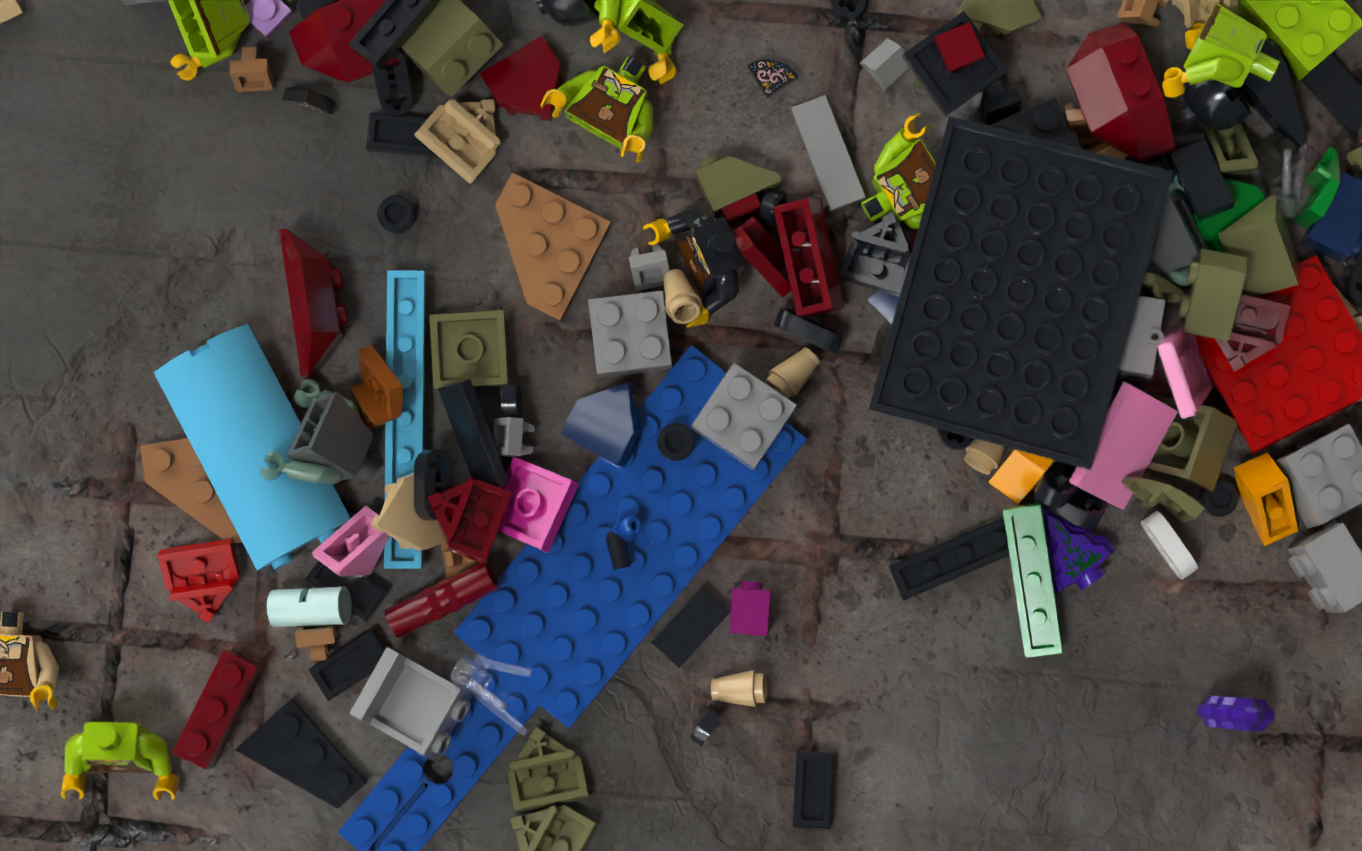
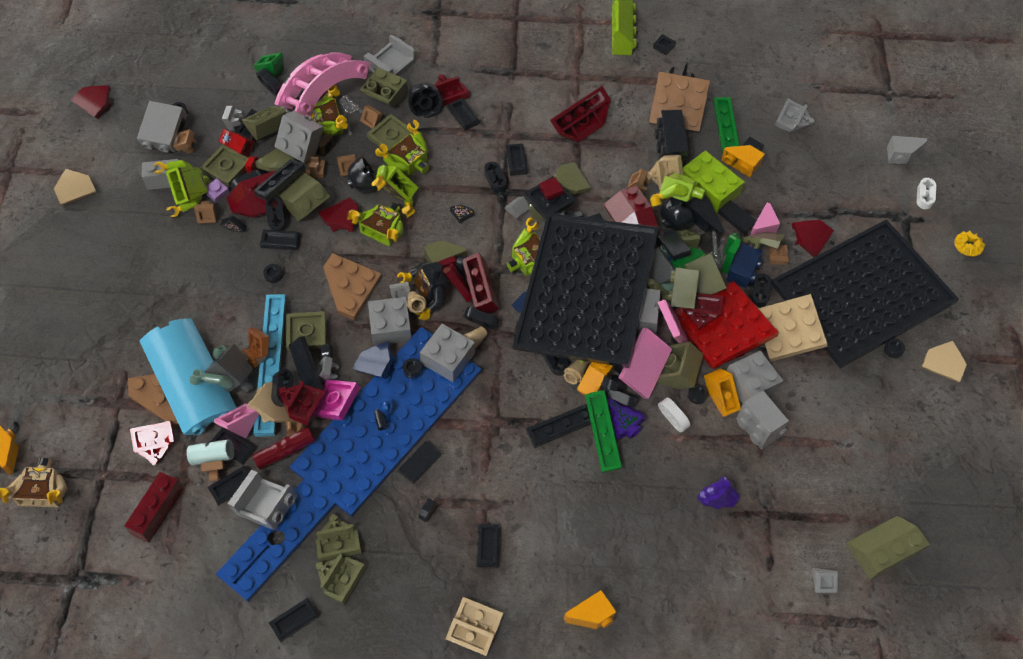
camera: 10 degrees left, 25 degrees down
(117, 749) = (93, 527): lime torso -> none
(303, 755) = (200, 533): black wing -> none
(313, 303) = (227, 310): dark red wedge -> none
(462, 136) = (308, 237): tan slope -> none
(474, 678) = (300, 485): clear plant -> none
(740, 688) = (446, 491): tan cone -> none
(750, 609) = (451, 451): magenta brick -> none
(827, 153) = (489, 244): light grey tile -> none
(878, 257) = (515, 284): black slope -> none
(1172, 499) = (670, 387): olive slope -> none

